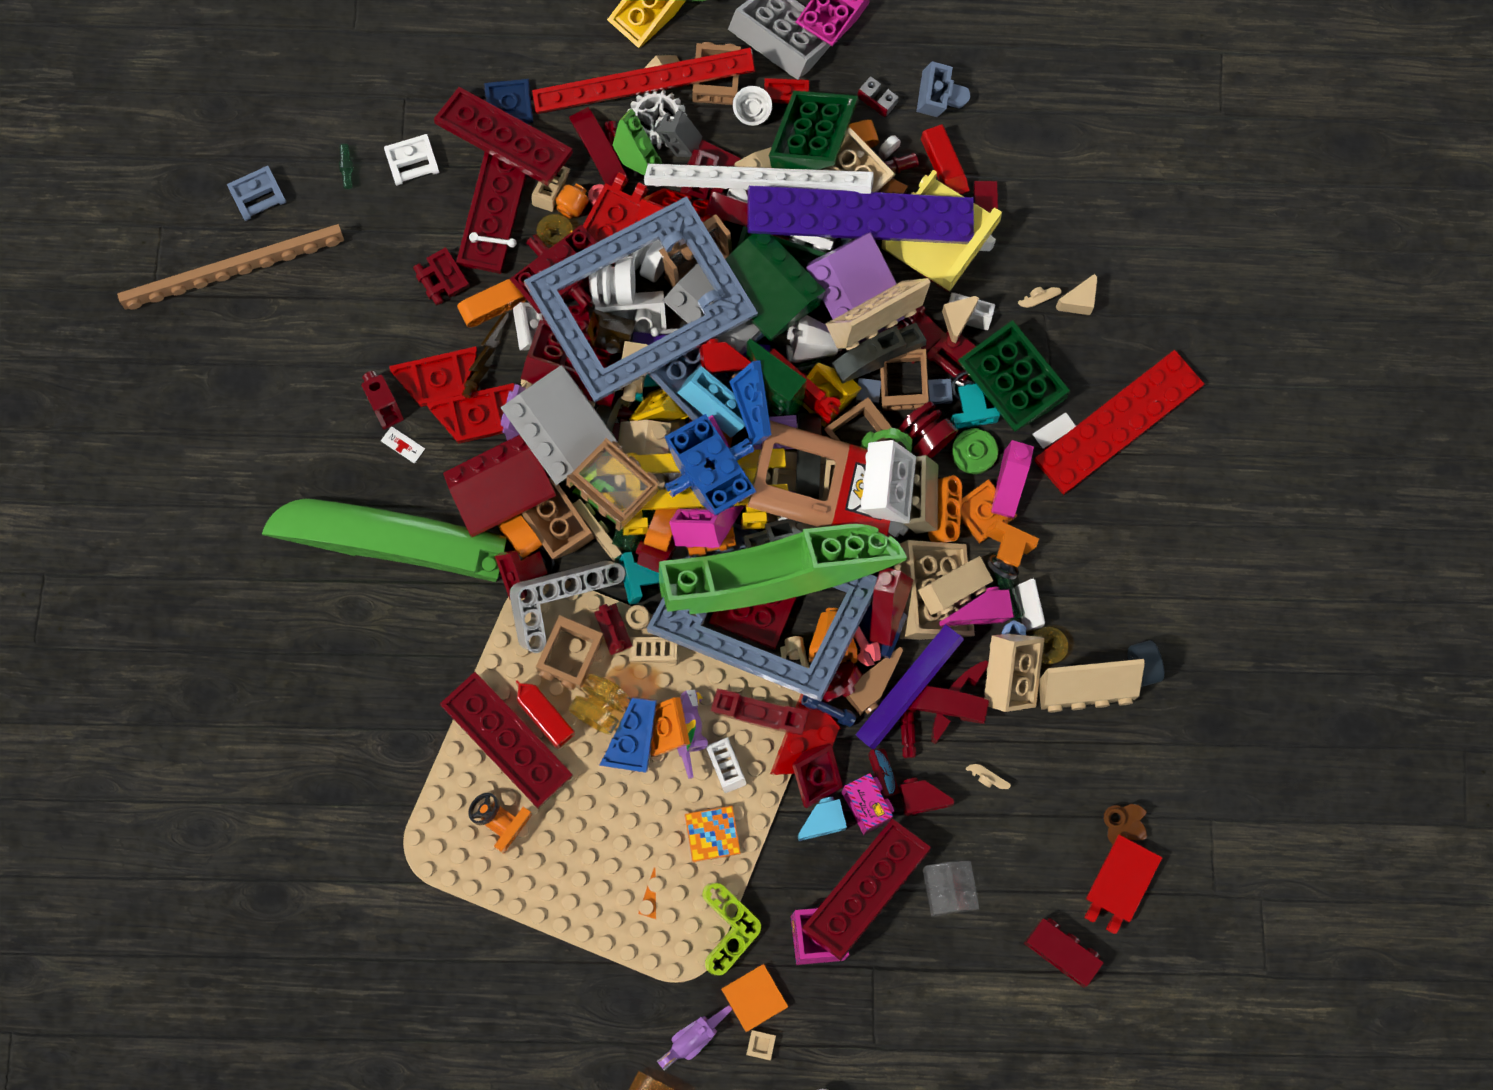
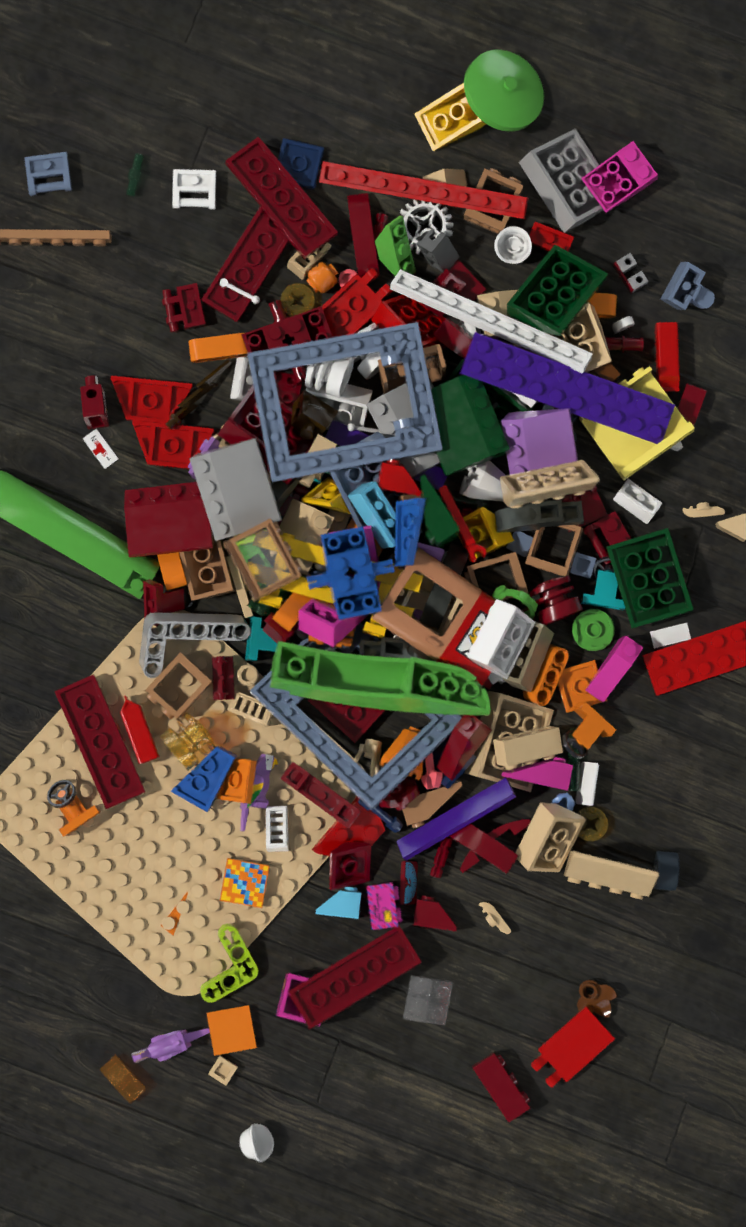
camera: 30 degrees right, 10 degrees up
(957, 315) = (622, 505): tan slope -> none

